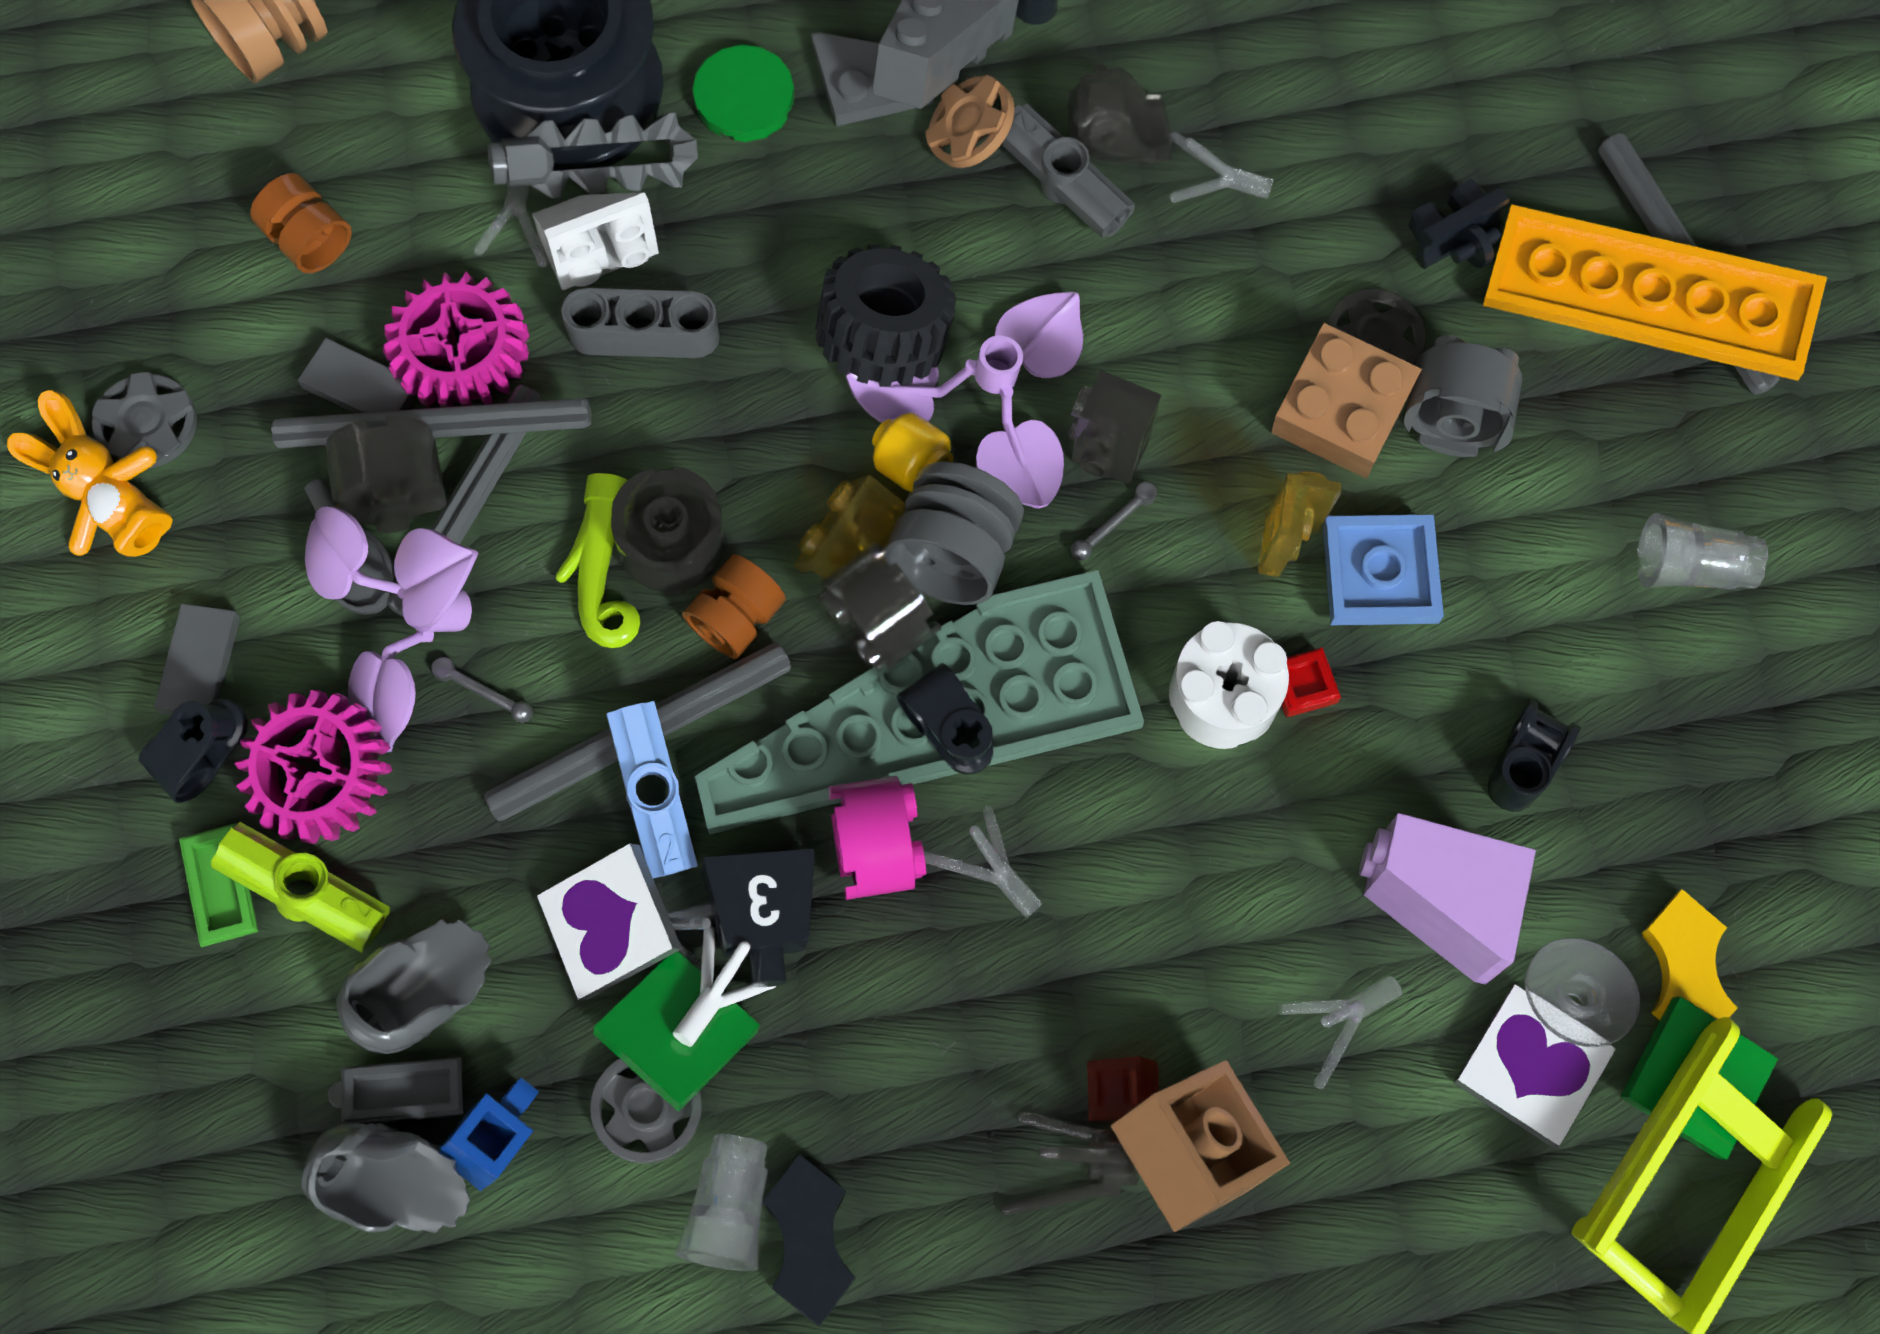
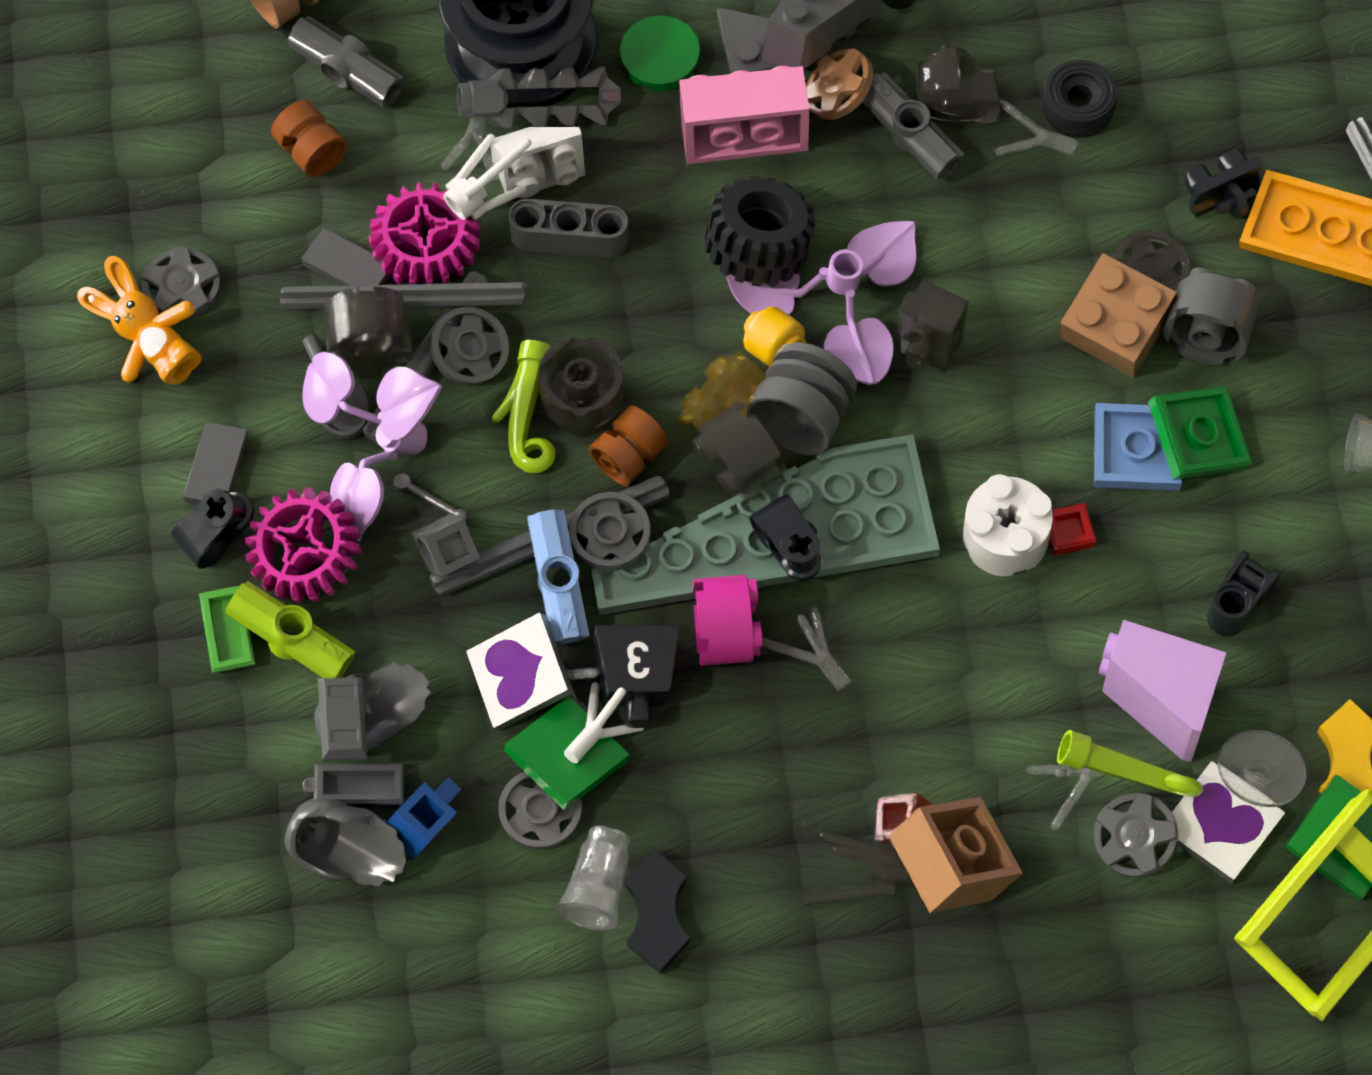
camera: 10 degrees right, 5 degrees down
(345, 122) = (346, 61): none -> dark grey piece
(371, 1012) = (342, 719): none -> dark grey tile
(502, 756) = (446, 545): none -> dark grey brick
(506, 289) = (467, 196): none -> white plant
(520, 484) = (469, 346): none -> dark grey wheel
(716, 724) = (610, 531): none -> dark grey wheel
(856, 165) = (744, 114): none -> bright pink brick
(1144, 495) = (955, 381): flat silver hinge -> none
(1275, 99) = (1083, 77): none -> black tyre
(1292, 516) = (1072, 396): clear yellow bracket -> none
(1351, 991) = (1080, 752): none -> lime plant
(1427, 1093) = (1136, 835): none -> dark grey wheel
(1460, 548) = (1199, 432): none -> green tile

